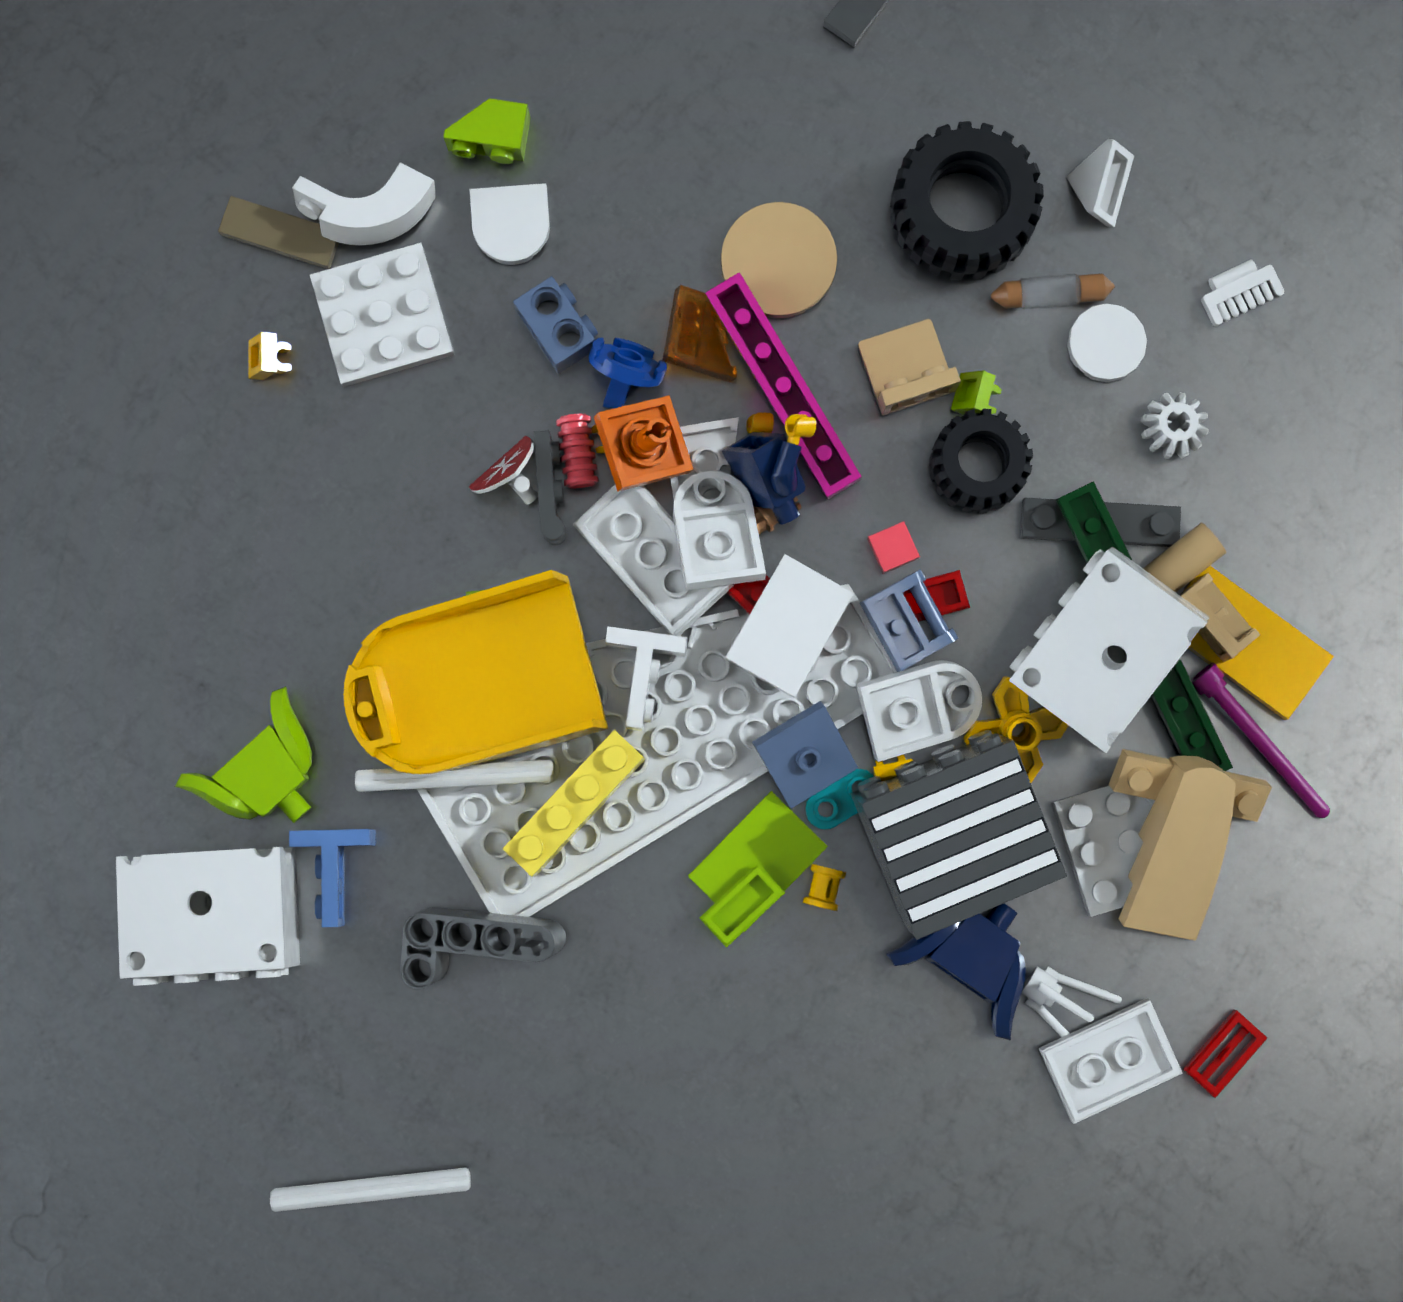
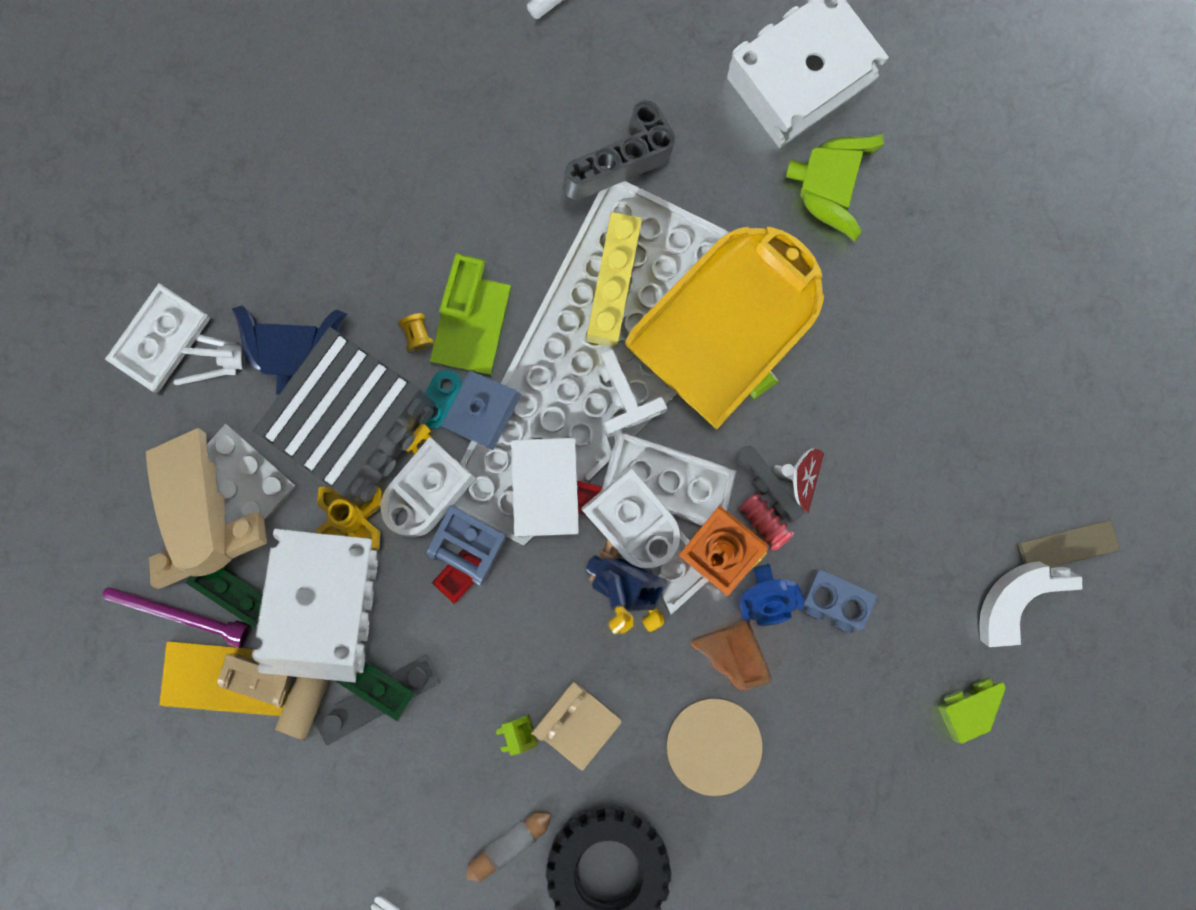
camera: 145 degrees right, 0 degrees up
(263, 356) = (1020, 452): tile -> none
(330, 867) = (748, 148): medium blue bracket -> none
(381, 314) = (961, 533): white plate -> none
(471, 775) = (678, 269): white axle -> none
(510, 221) = (917, 655): white tile -> none
(782, 382) = (655, 654): dark pink brick -> none
(893, 547) = (509, 592): coral tile -> none
(989, 430) = (464, 708): black tyre -> none
(1107, 342) = (447, 833): white tile -> none
(1163, 414) = (372, 810): white gear -> none
(1212, 1043) = (96, 390): red tile -> none

